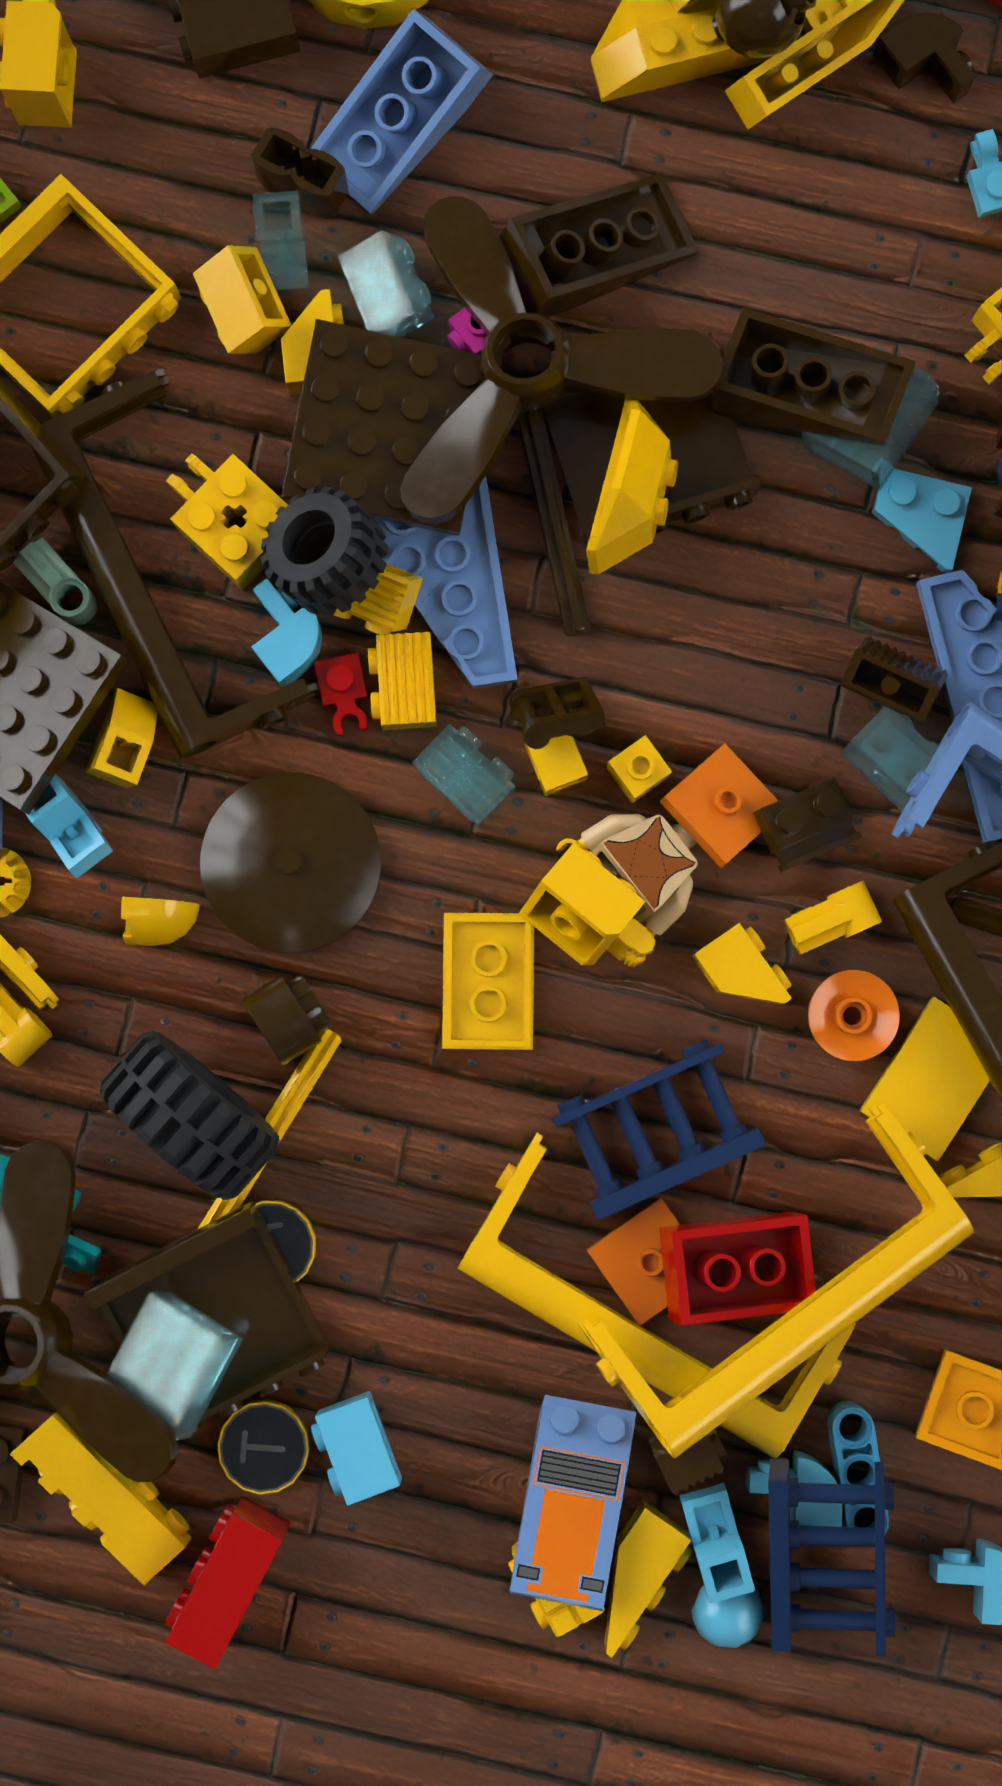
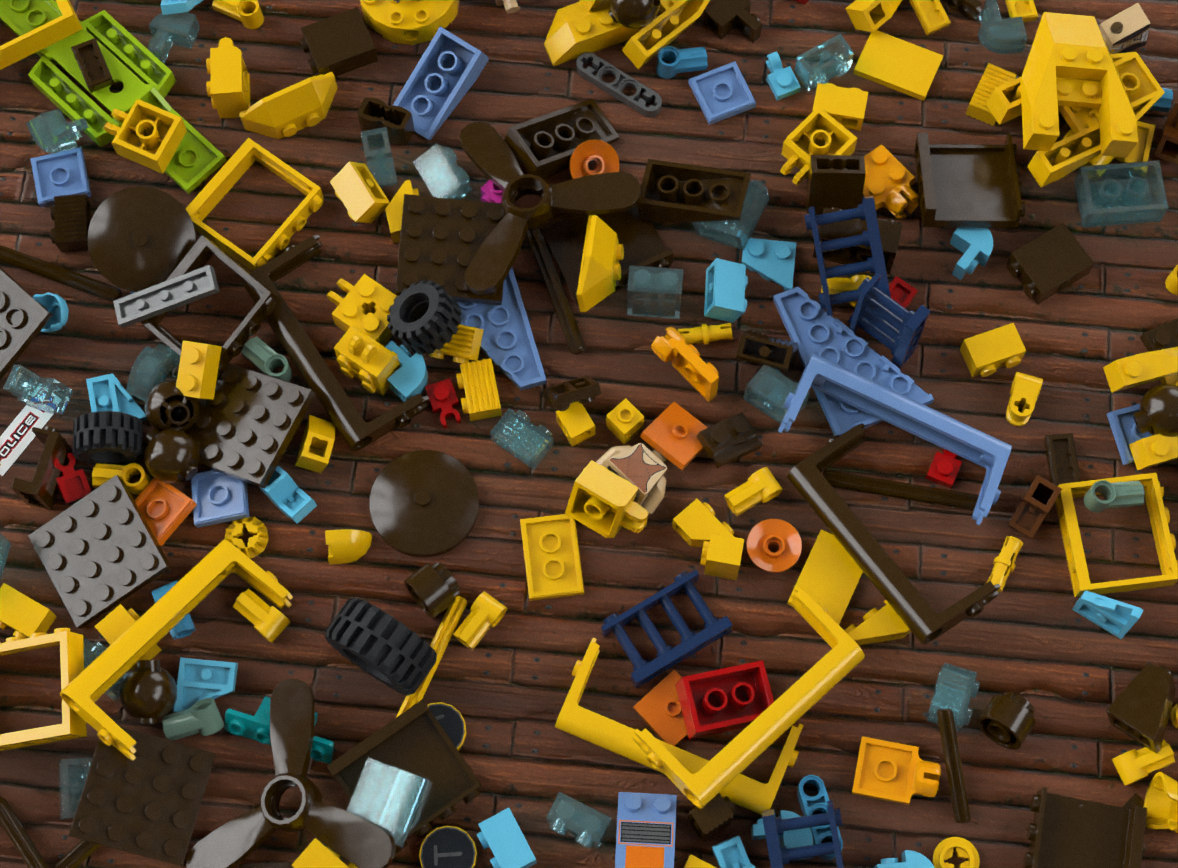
camera: 10 degrees left, 15 degrees down
(143, 127) = (291, 108): none -> yellow wedge
(221, 606) = (366, 360): none -> yellow hinge
(365, 1068) = (483, 614): none -> yellow piece
(475, 1426) = (578, 820): none -> clear light blue brick
(668, 300) = (600, 152): none -> orange dish
(716, 148) = (615, 88): none -> dark grey beam
(720, 552) = (654, 292): none -> clear light blue brick
(756, 680) = (687, 362): none -> light orange plate
(767, 1028) = (722, 556): none -> yellow brick
(793, 631) = (707, 333): none -> yellow pin
(828, 124) = (682, 61): none -> dark azure piece
(839, 561) = (725, 290): none -> medium azure brick
(886, 193) = (722, 93): none -> medium blue plate

